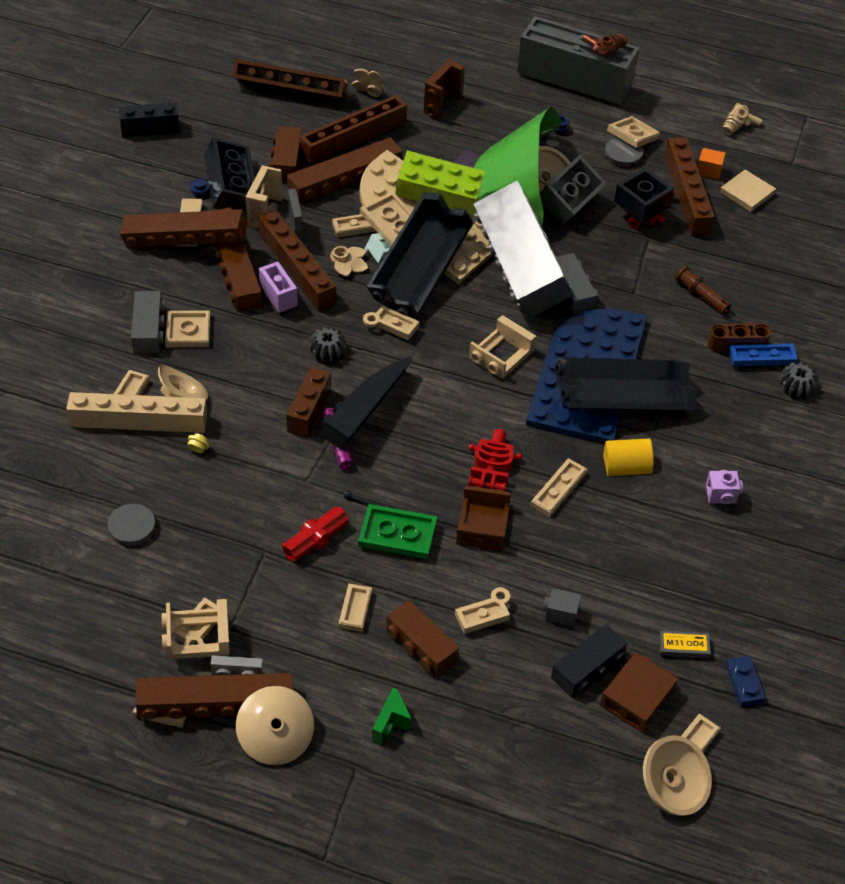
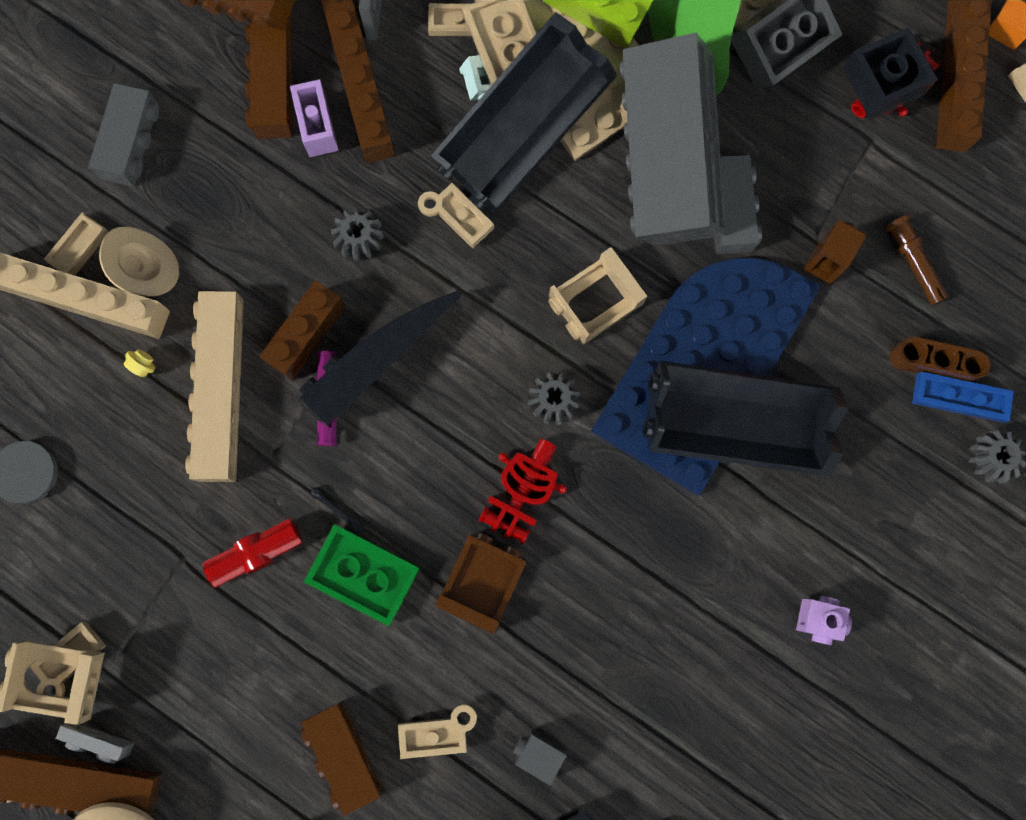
camera: 15 degrees right, 30 degrees up
(187, 329) = (180, 156): tan tile -> none
(258, 447) = (216, 387): none -> tan brick
(348, 260) = (434, 88): tan plate -> none
(355, 608) = (274, 678): tan tile -> none
(494, 406) = (565, 400): none -> dark grey gear
(558, 487) = (601, 552): tan tile -> none
(628, 457) = (710, 531): yellow brick -> none
(647, 291) = (835, 251): none -> reddish brown brick

